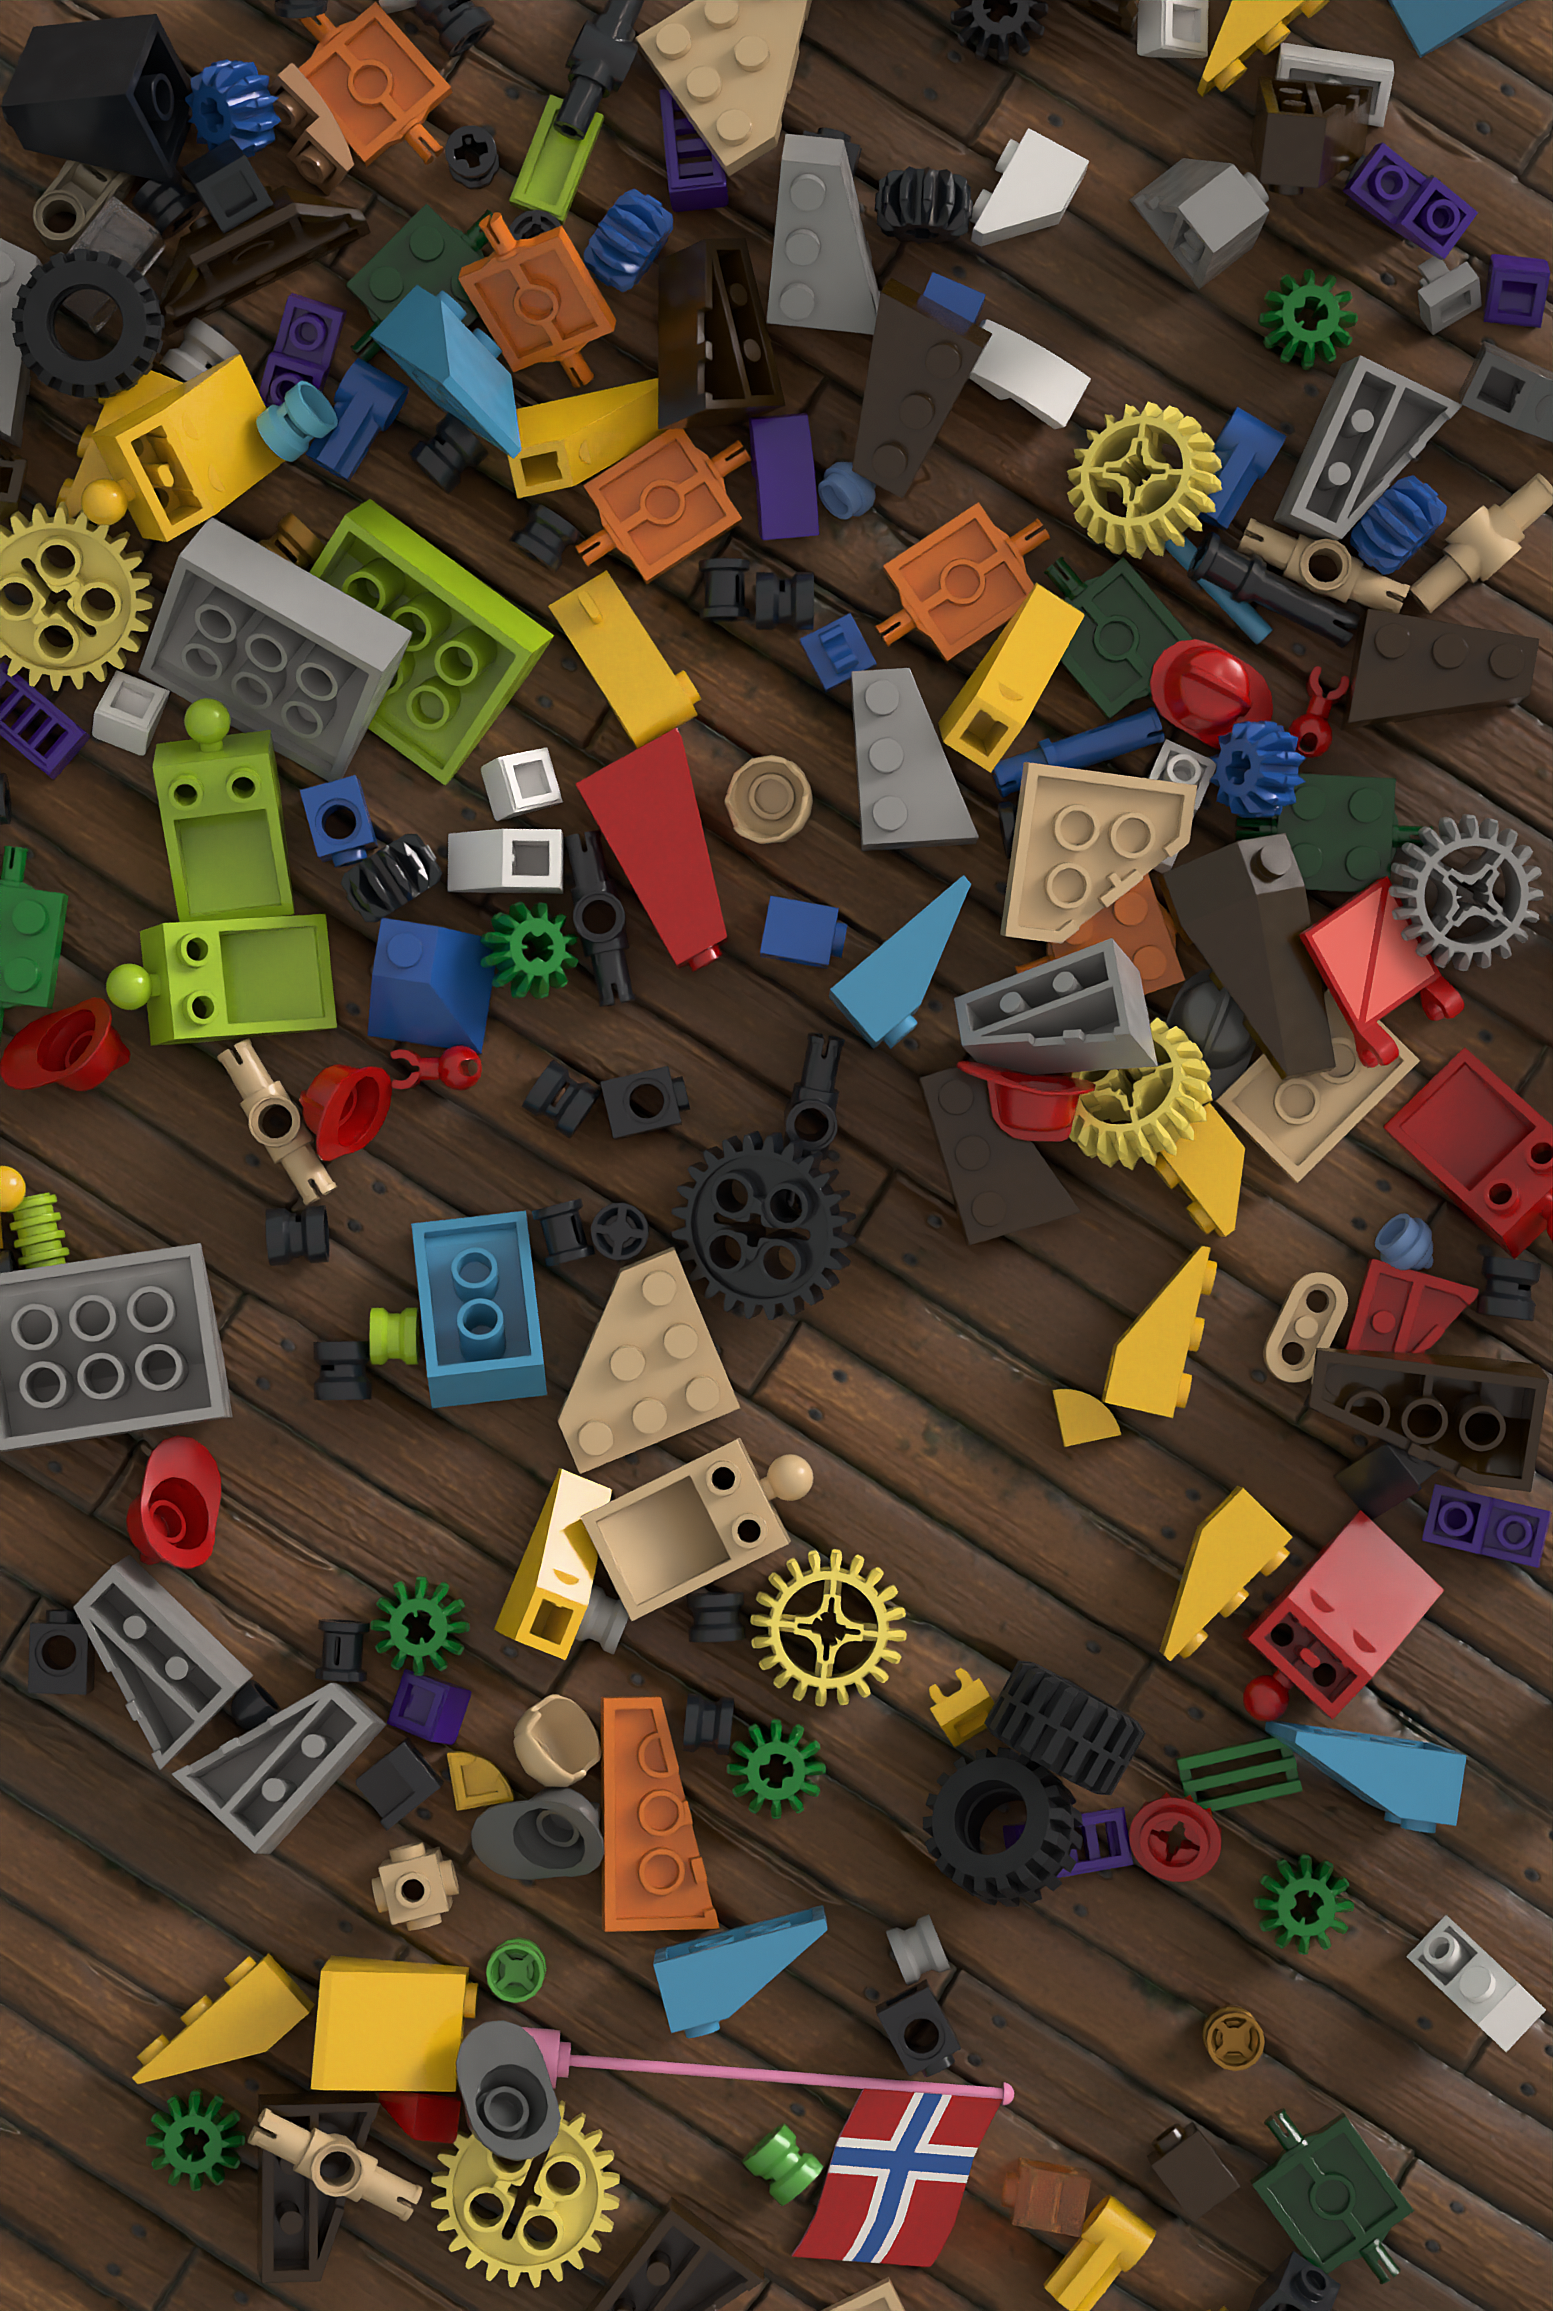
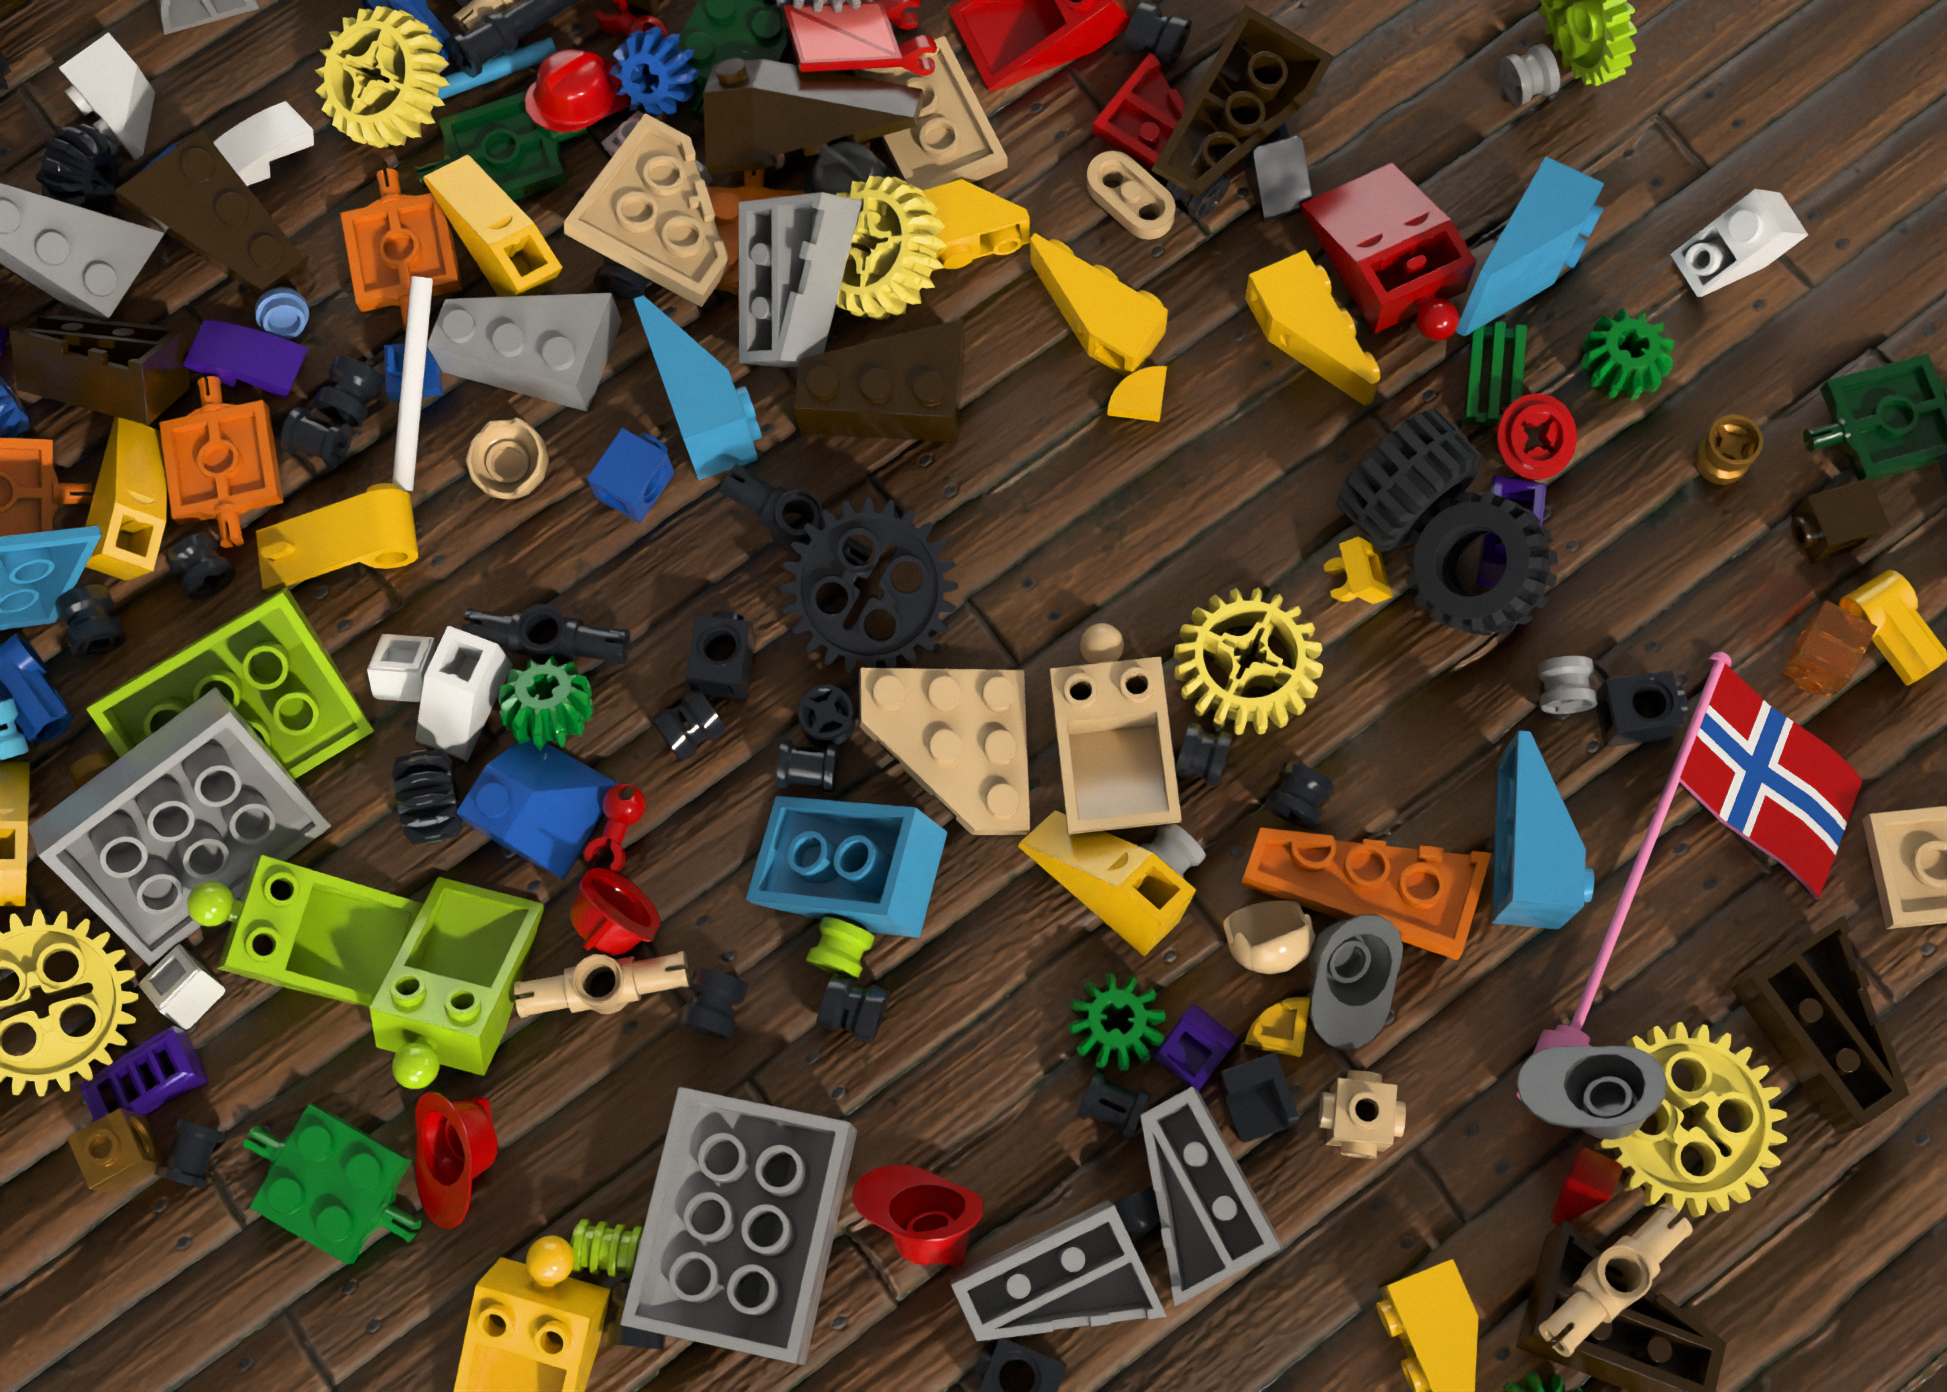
camera: 60 degrees left, 15 degrees down
(327, 798) = (339, 817): blue brick -> none
(390, 2025) = (1490, 1186): yellow slope -> none
(512, 1978) = (1480, 1043): bright green wheel -> none
(657, 836) = (507, 562): red slope -> none
(778, 2160) = (1730, 872): bright green wheel -> none
(790, 1782) = (1381, 750): green gear -> none
(810, 670) = (412, 382): none -> white bar
(1030, 1104) = (852, 319): red piece -> none
(1083, 748) = (583, 171): blue pin -> none
(1406, 1243) = (1089, 96): medium blue plate -> none
(1487, 1526) = (1350, 115): dark purple slope -> none

